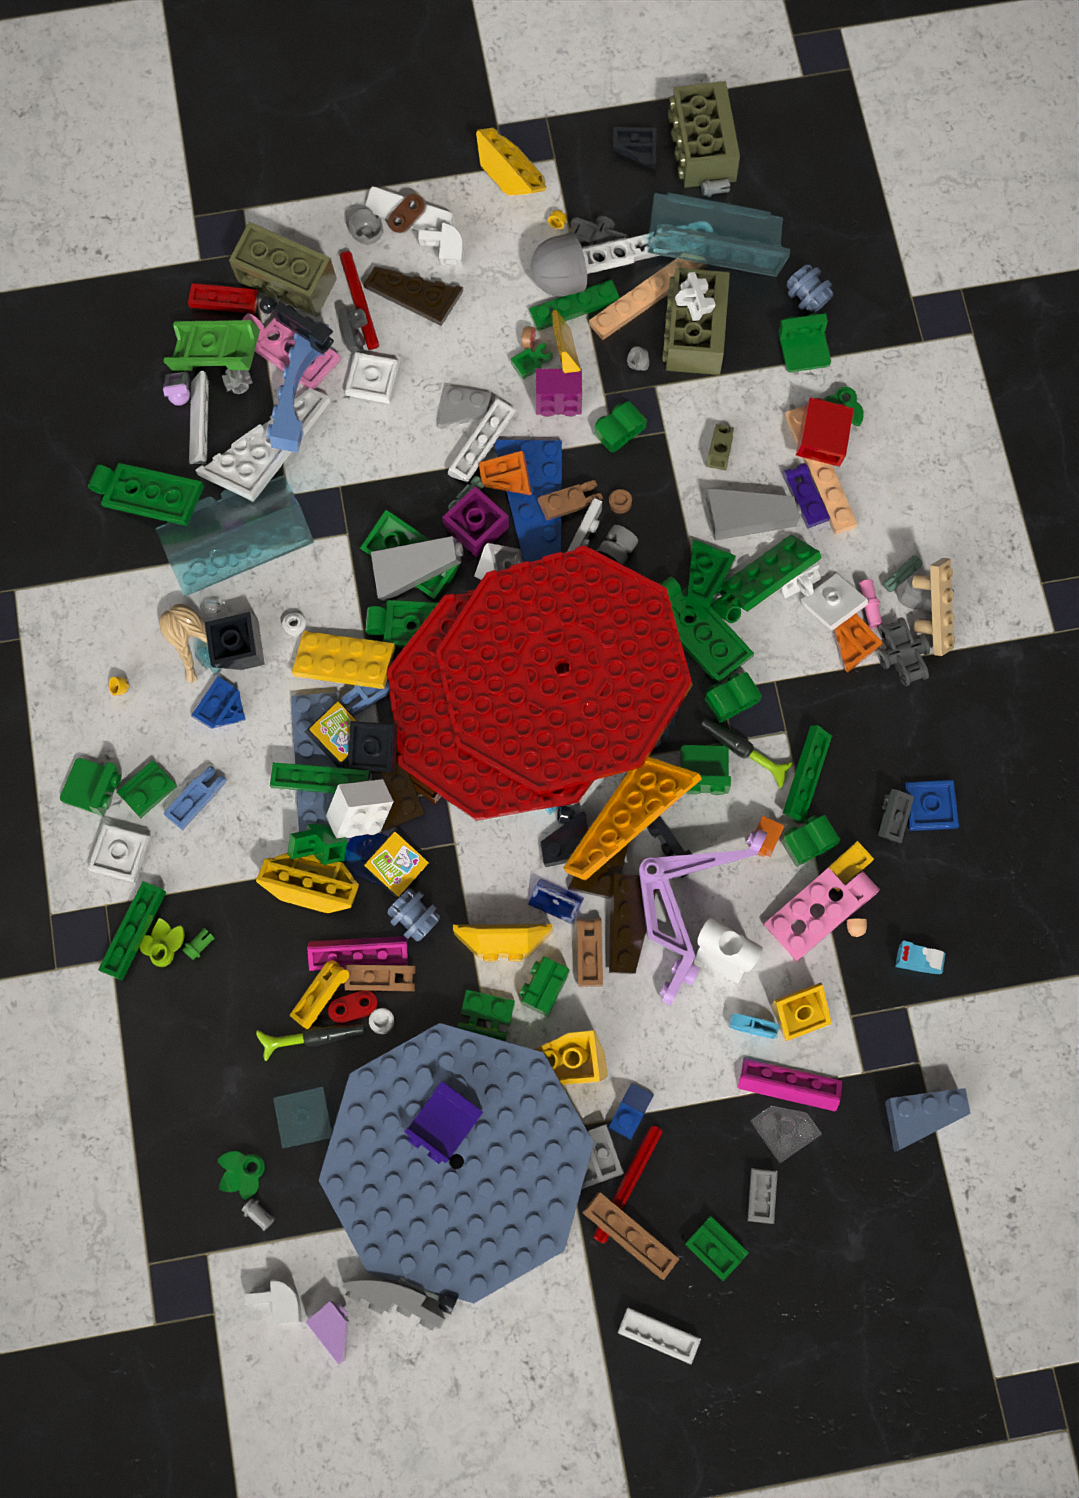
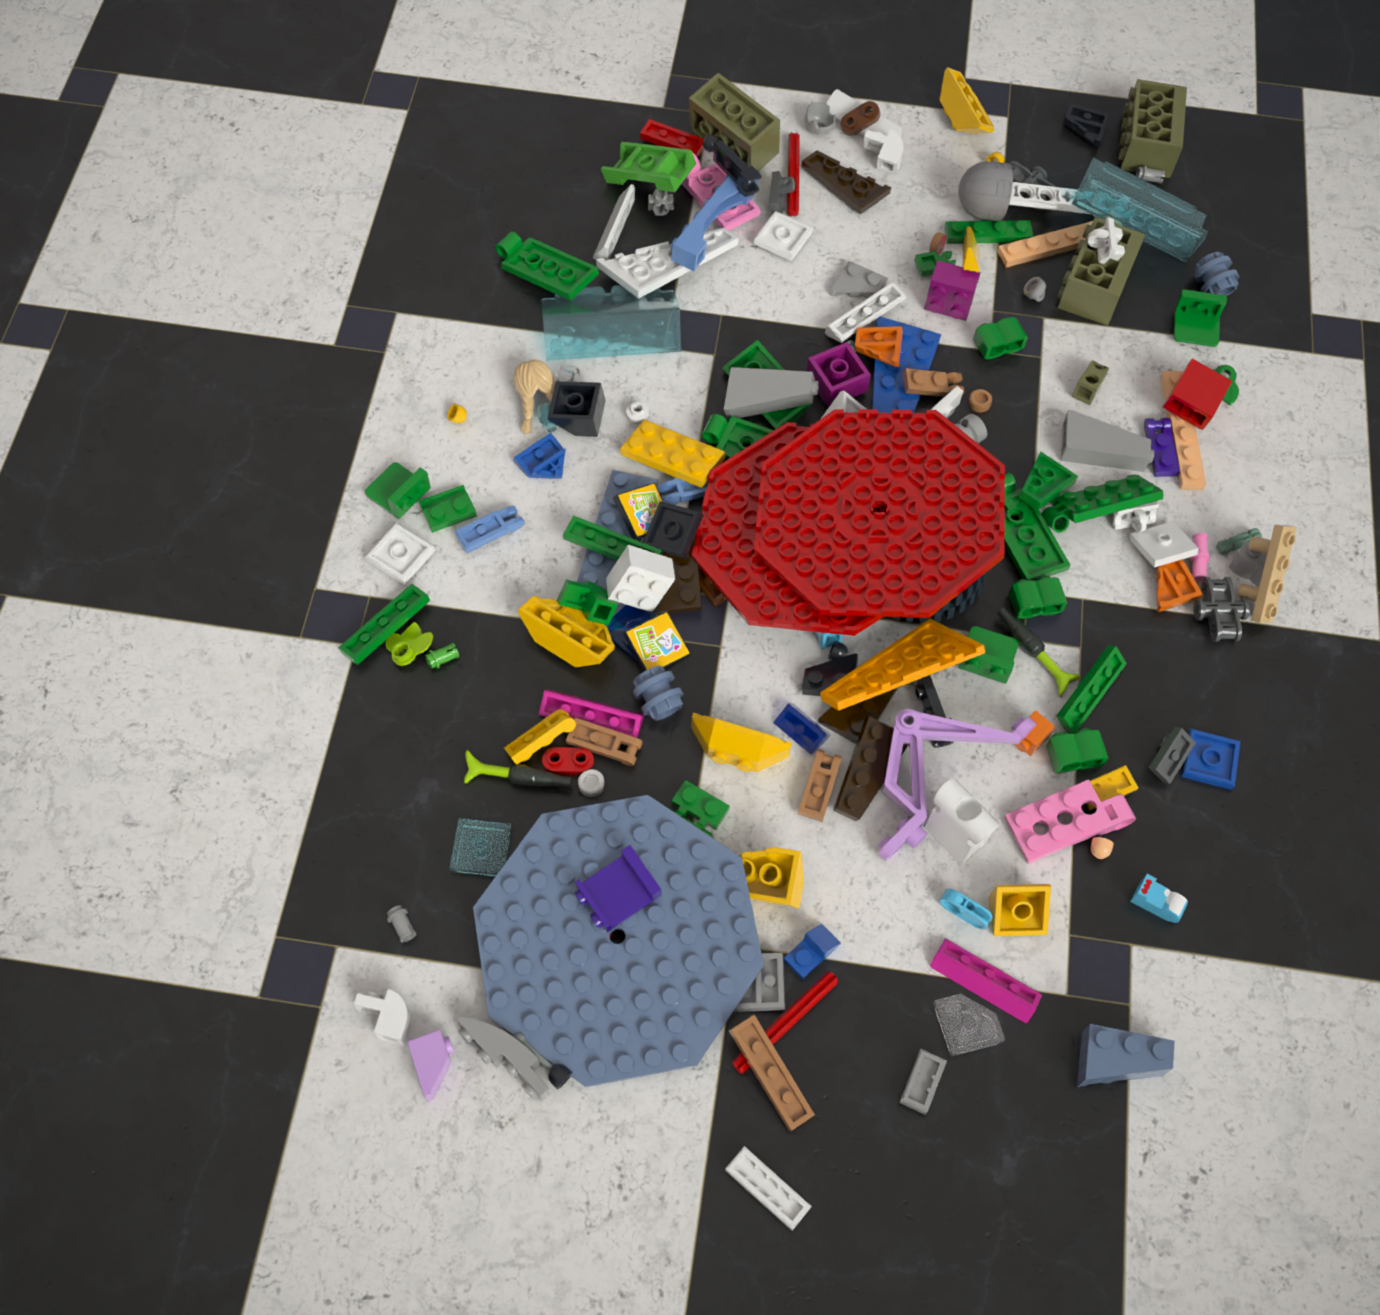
camera: 15 degrees right, 10 degrees down
(177, 388) = (604, 195): lavender tile -> none
(237, 1174) = (397, 881): green plate -> none
(545, 986) = (764, 801): green brick -> none
(716, 1248) = (857, 1118): green plate -> none

